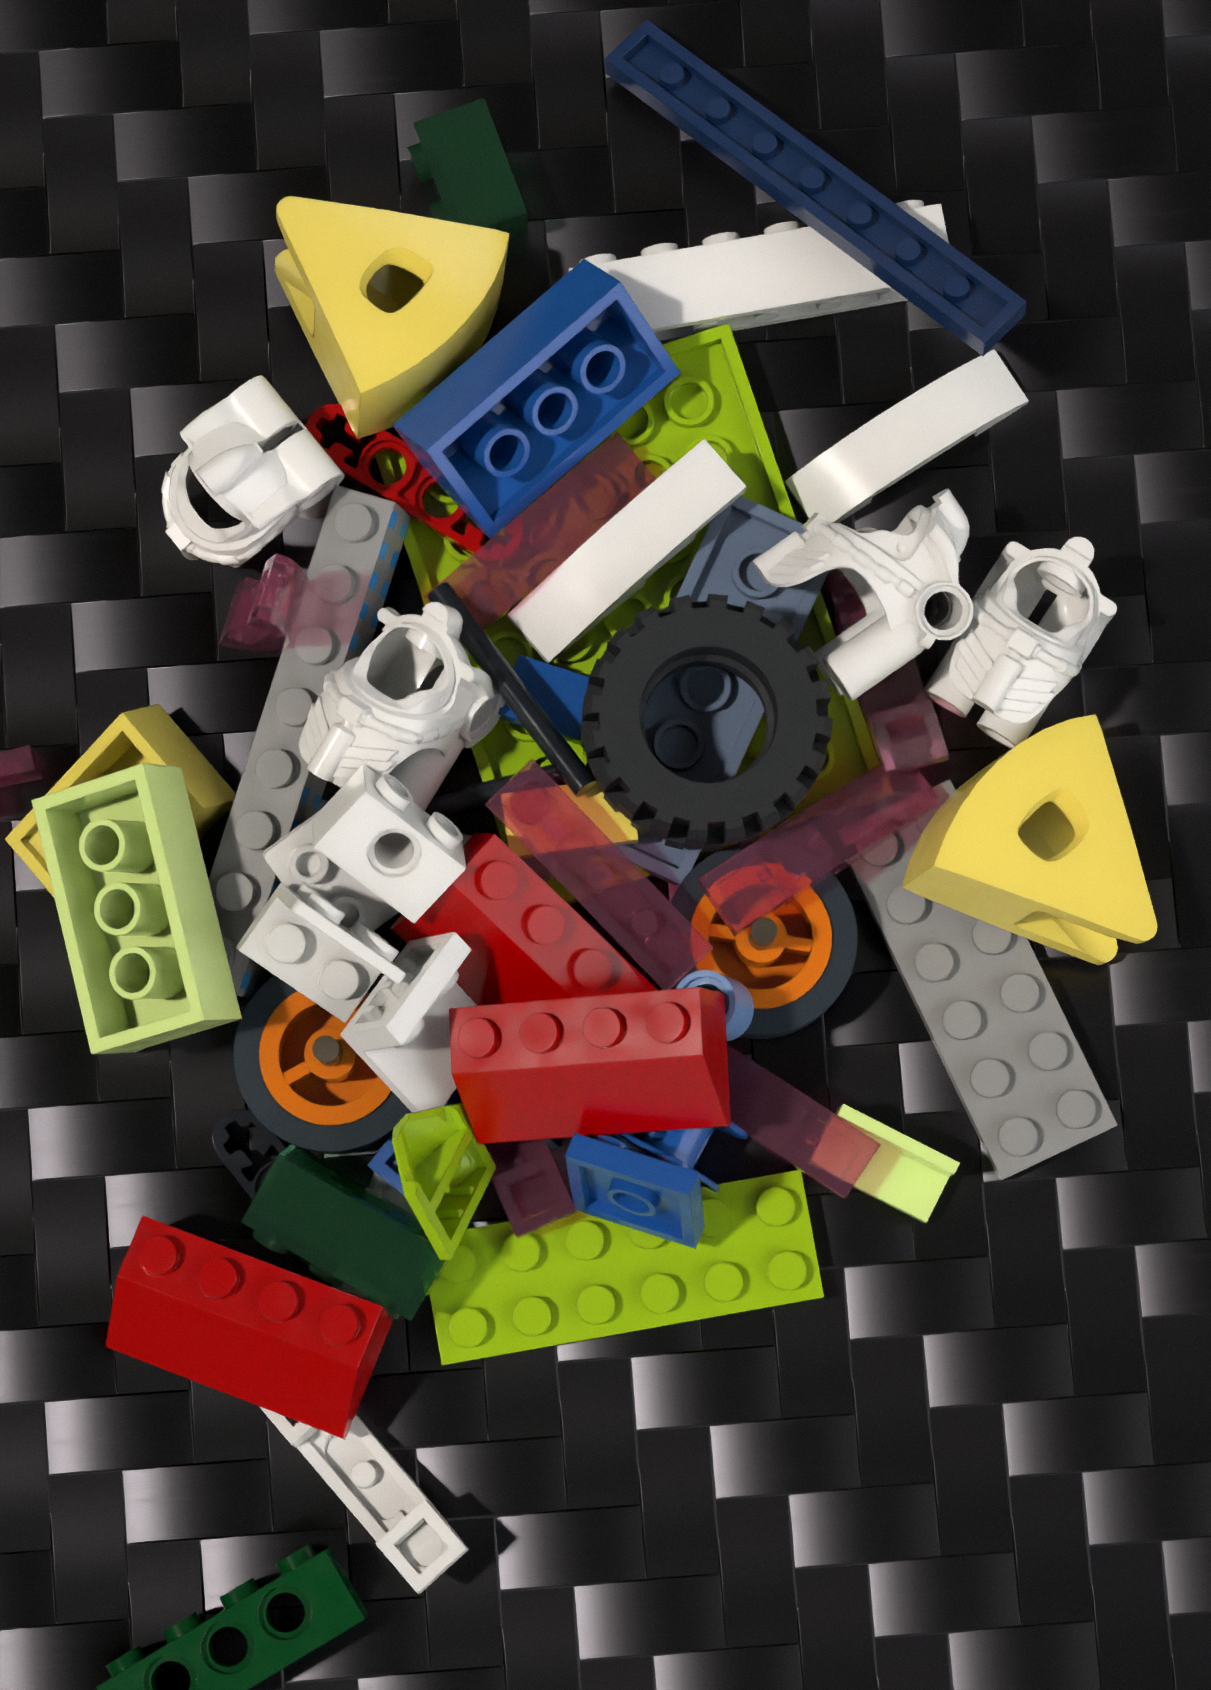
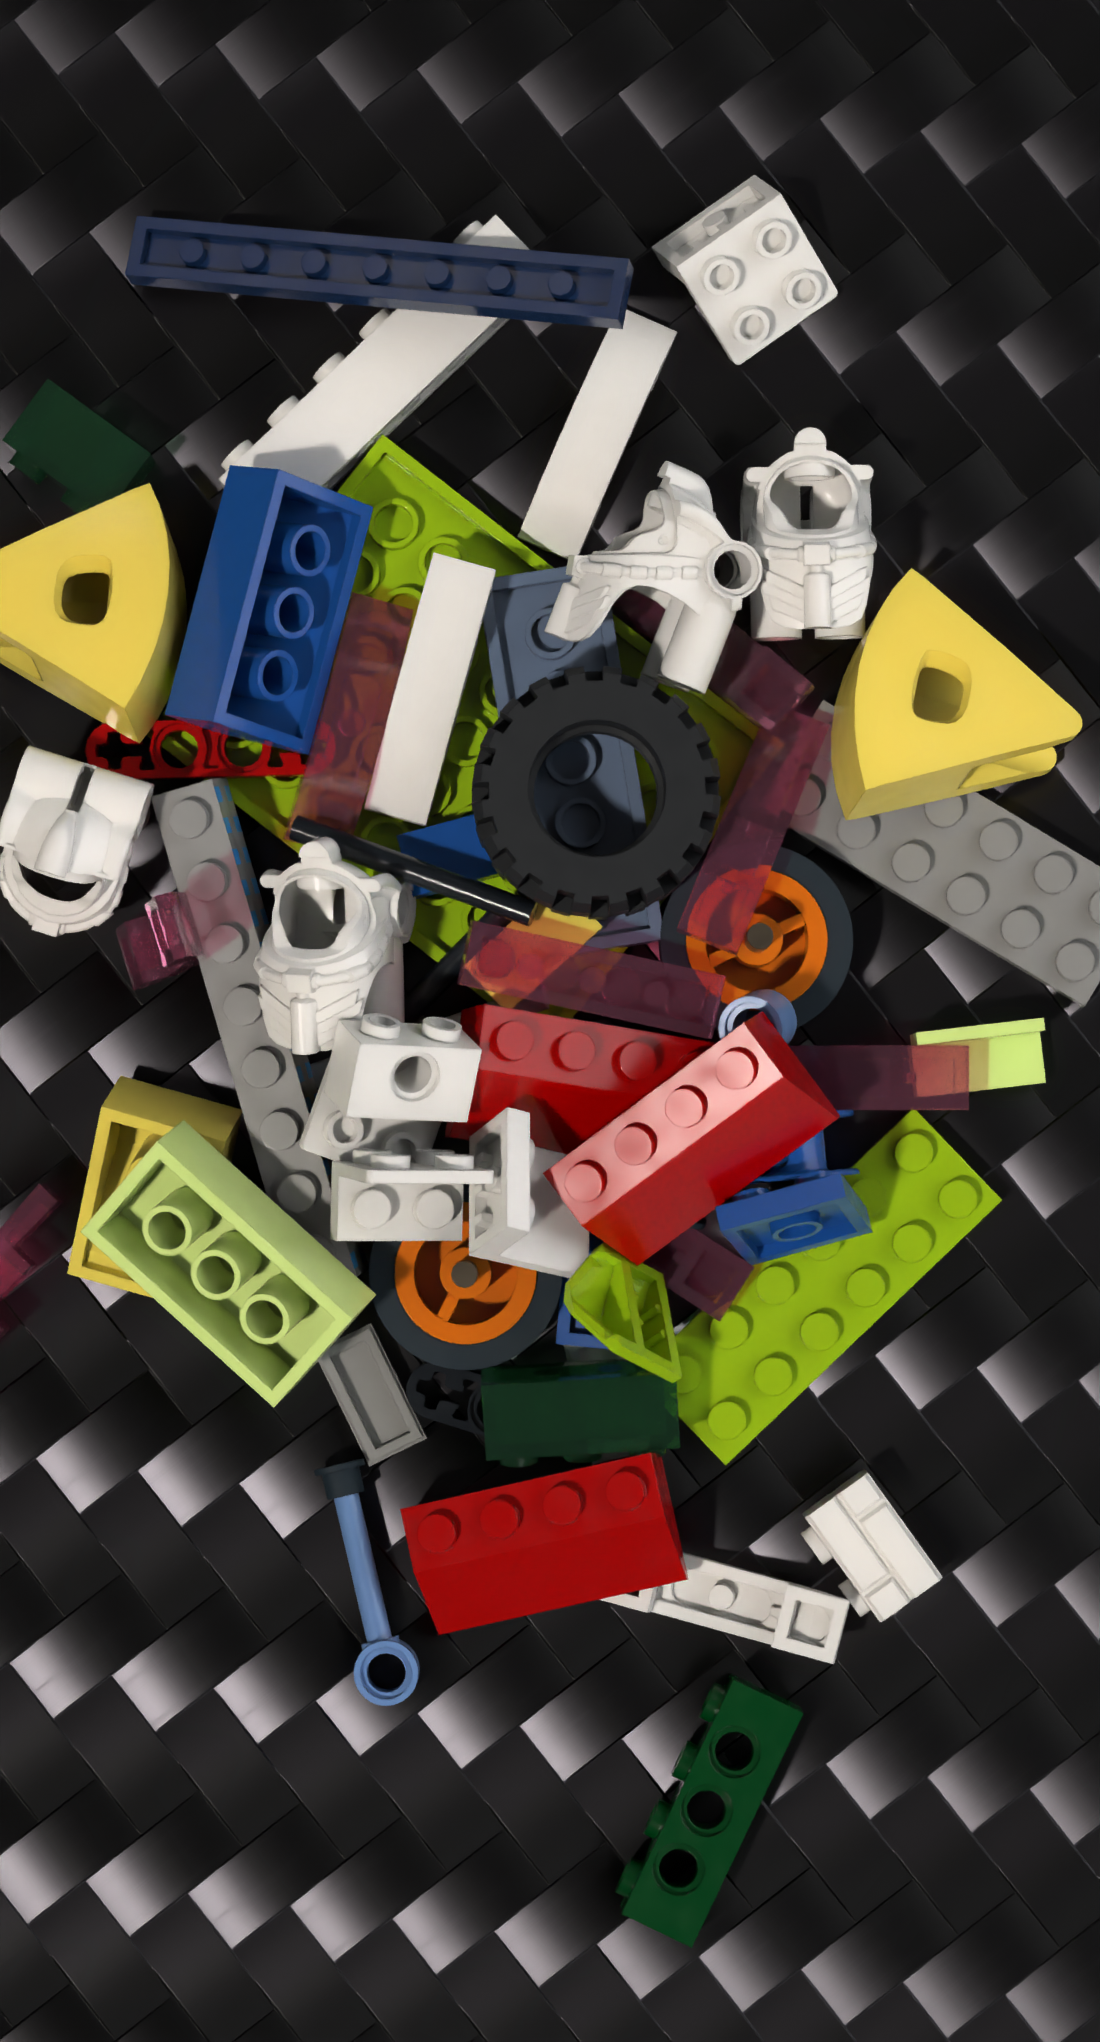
camera: 35 degrees left, 5 degrees up
(111, 1166) = (343, 1485): none -> medium blue piece
(186, 1106) = (371, 1395): none -> light grey tile
(517, 1517) = (870, 1546): none -> white brick
(1121, 387) = (748, 268): none -> white bracket

